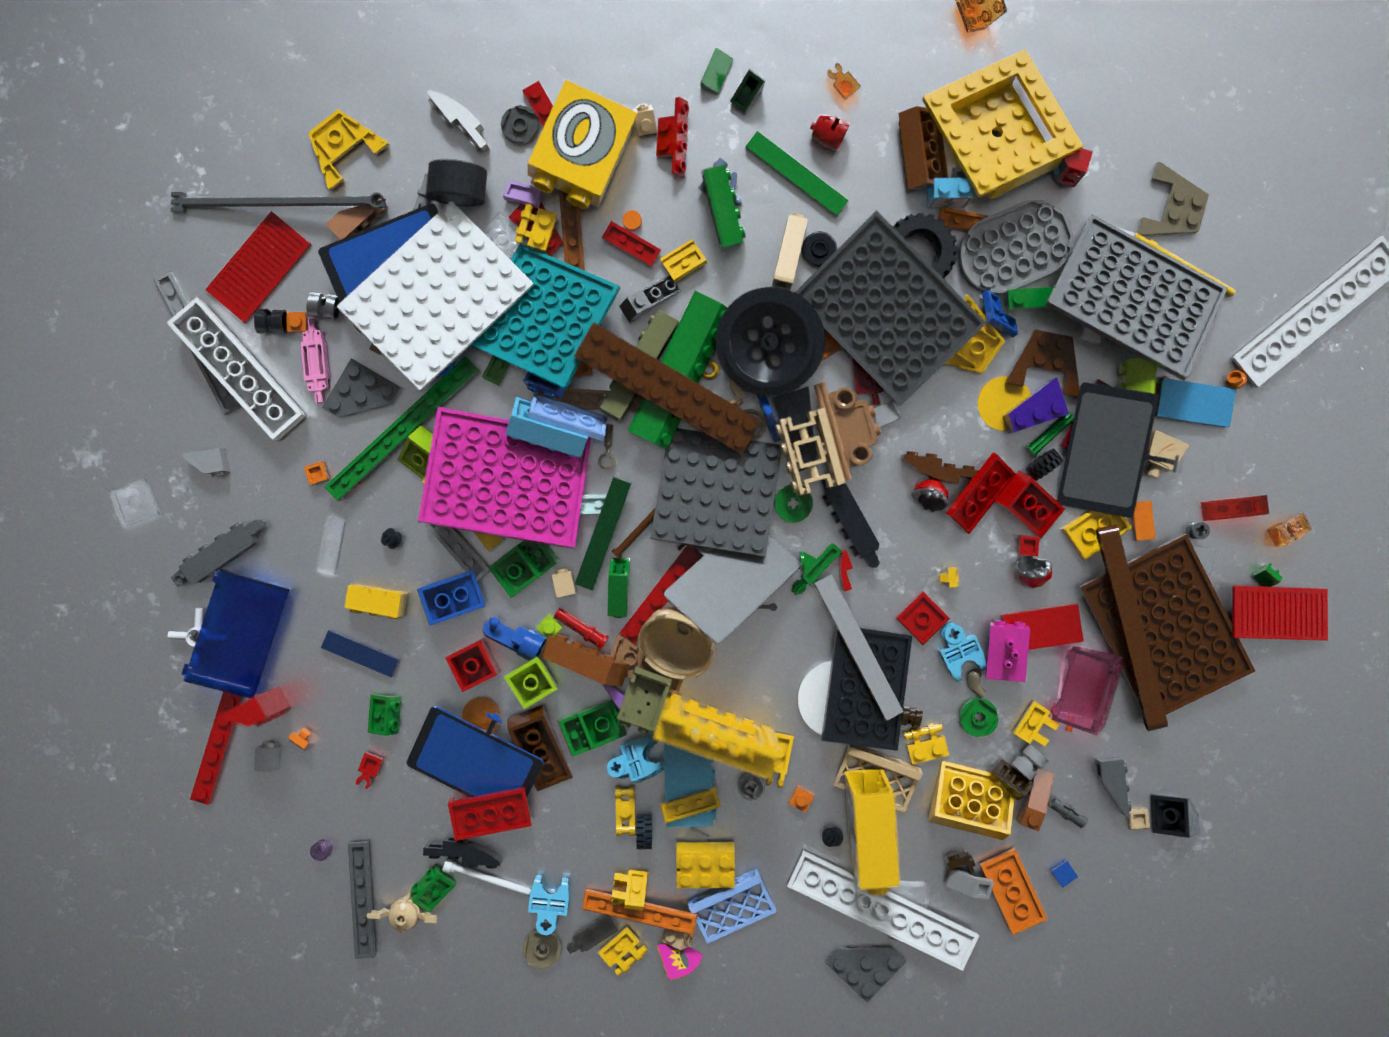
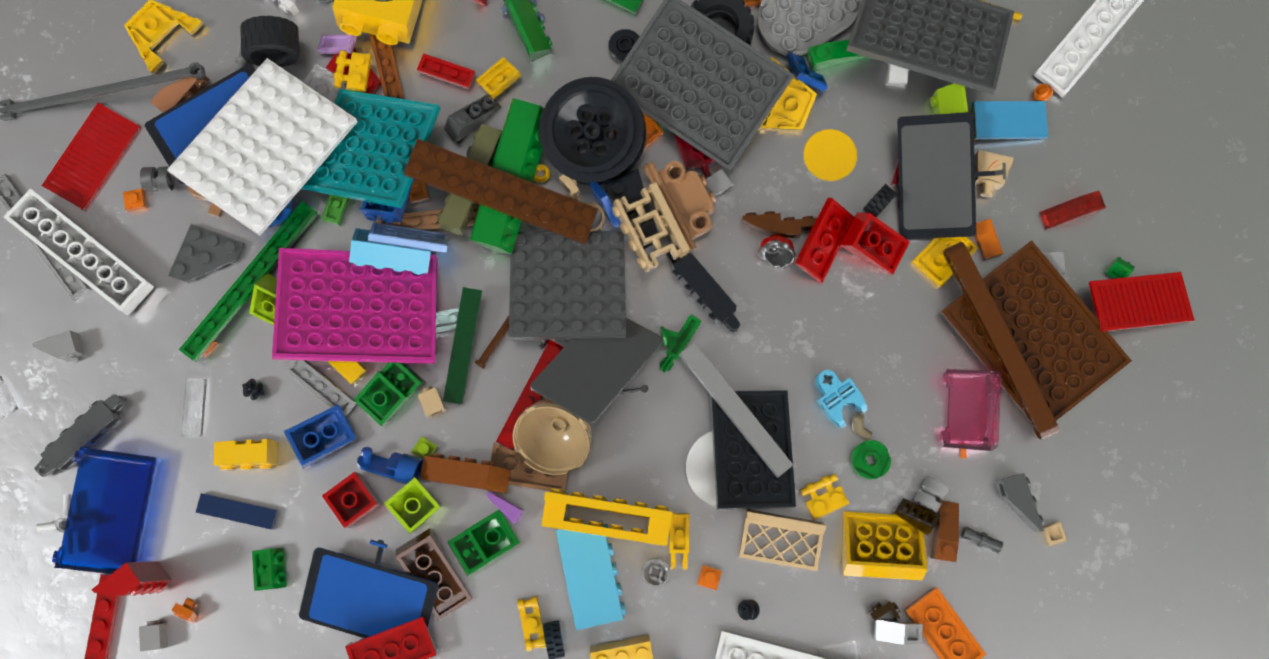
camera: 10 degrees left, 10 degrees down
(270, 321) = (106, 202): black wheel -> none
(315, 360) = (156, 232): bright pink piece -> none
(316, 473) = (170, 339): orange plate -> none
(369, 767) = (261, 626): red plate -> none
(477, 709) = (363, 550): clear orange tile -> none
(589, 633) = (465, 447): red pin -> none
(607, 443) = (454, 260): dark tan piece -> none
(618, 587) = (486, 396): green slope -> none
(632, 220) = (443, 50): orange tile -> none
(635, 761) = (533, 568): medium azure piece -> none
(636, 699) = (528, 501): olive piece -> none
(690, 805) = (596, 602): yellow tile -> none
(786, 512) = (642, 294): green plate -> none
(790, 251) = (597, 47): tan slope -> none
(844, 565) = (707, 333): red slope -> none
(872, 830) = (786, 590): yellow brick -> none
(912, 717) = (803, 471): dark brown wheel -> none
(922, 618) = (794, 372): red tile -> none
(951, 577) = (813, 326): yellow tile -> none
(1007, 651) = (878, 387): dark pink piece -> none
(1028, 545) = (882, 282): red plate -> none
(1032, 722) = (924, 455): yellow plate -> none
(1033, 571) = (893, 306): flat silver hair -> none
(1041, 406) = (861, 152): dark purple wedge -> none
(1048, 353) = (862, 100): reddish brown wing -> none
(1049, 434) = (878, 175): green axle -> none
(1050, 625) = (913, 360): red tile -> none
(1064, 873) = (992, 604): blue tile -> none
(1174, 816) = (1088, 522): black slope -> none
(1196, 535) = (1046, 234): dark grey bush -> none
(1290, 530) = (1129, 221): clear orange plate -> none

